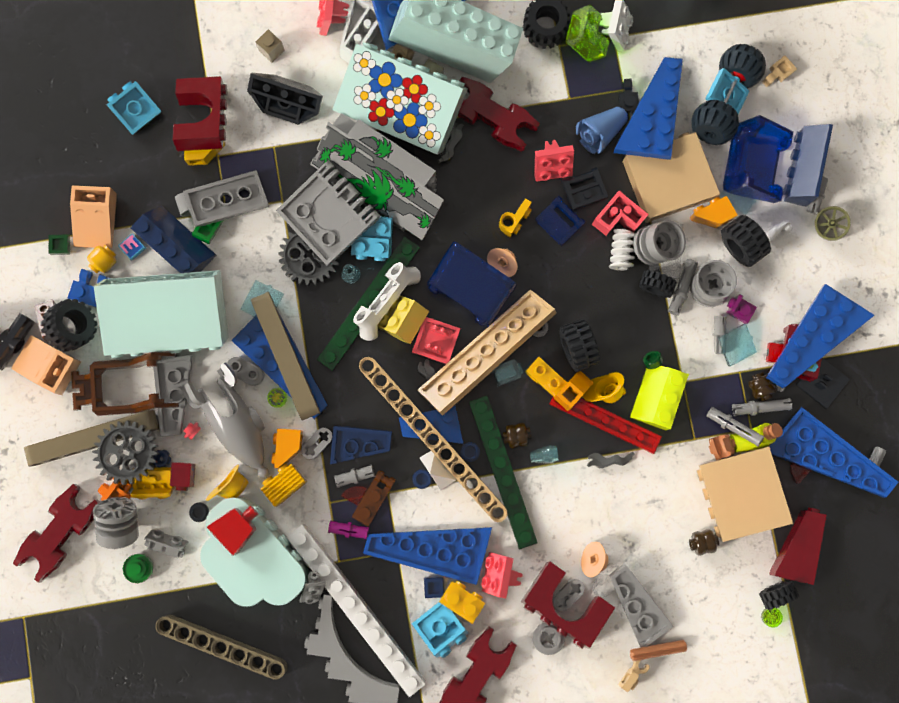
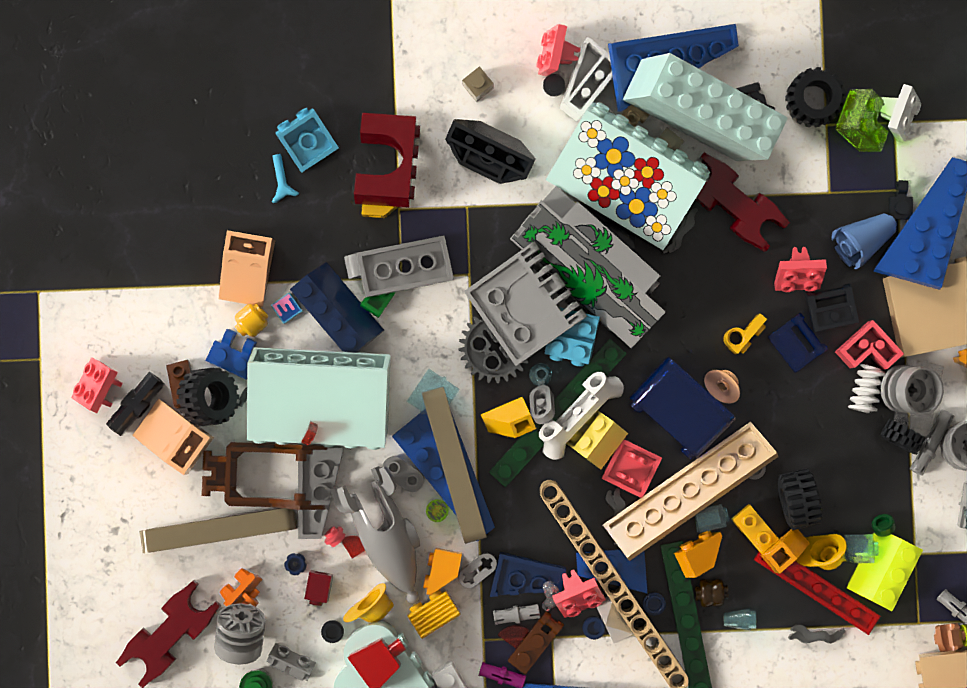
camera: 15 degrees right, 5 degrees up
(59, 244) = (202, 295): dark green plate -> none
(108, 447) = (277, 563): dark grey gear -> none
(119, 151) = (283, 188): none -> medium azure piece
(154, 485) = (282, 591): yellow bracket -> none
(155, 341) = (309, 433): none -> clear red tile
(208, 437) = (353, 545): none -> clear red tile
(328, 312) = (509, 419): none -> yellow slope
(332, 40) = (553, 85): none -> black plate
(354, 297) = (542, 404): none -> light grey plate
(382, 454) = (550, 590): none -> clear arm
(403, 452) = (578, 595): none -> coral plate
(502, 405) = (699, 555): none -> light orange slope
(637, 381) = (861, 548): none -> clear light blue brick

